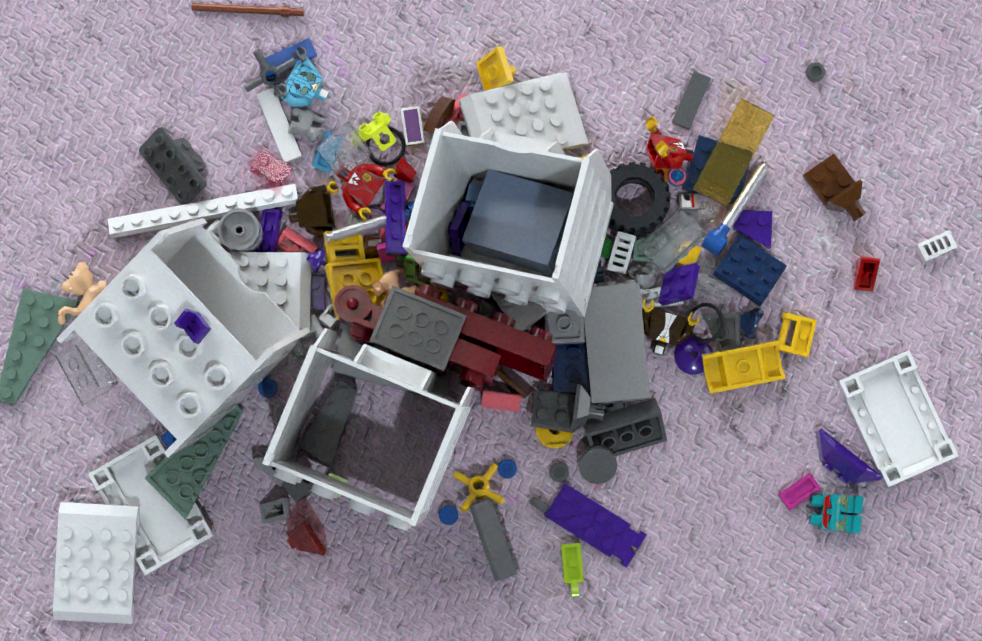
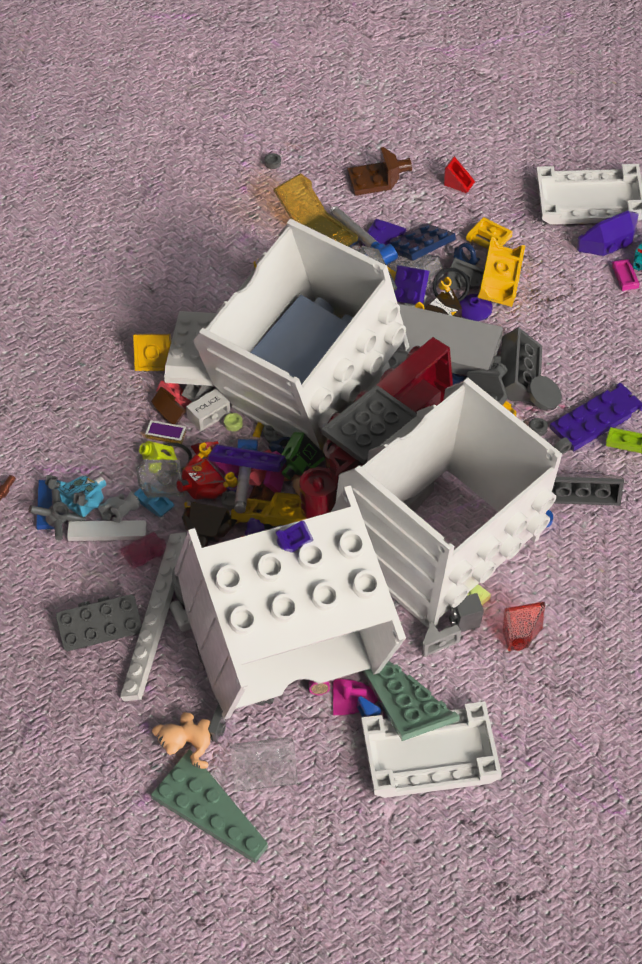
camera: 65 degrees left, 30 degrees down
(95, 562) = (470, 815): white slope -> none
(276, 510) = (482, 645): light grey slope -> none
(691, 100) = (249, 239): dark grey tile -> none
(923, 253) = (457, 135): white slope -> none

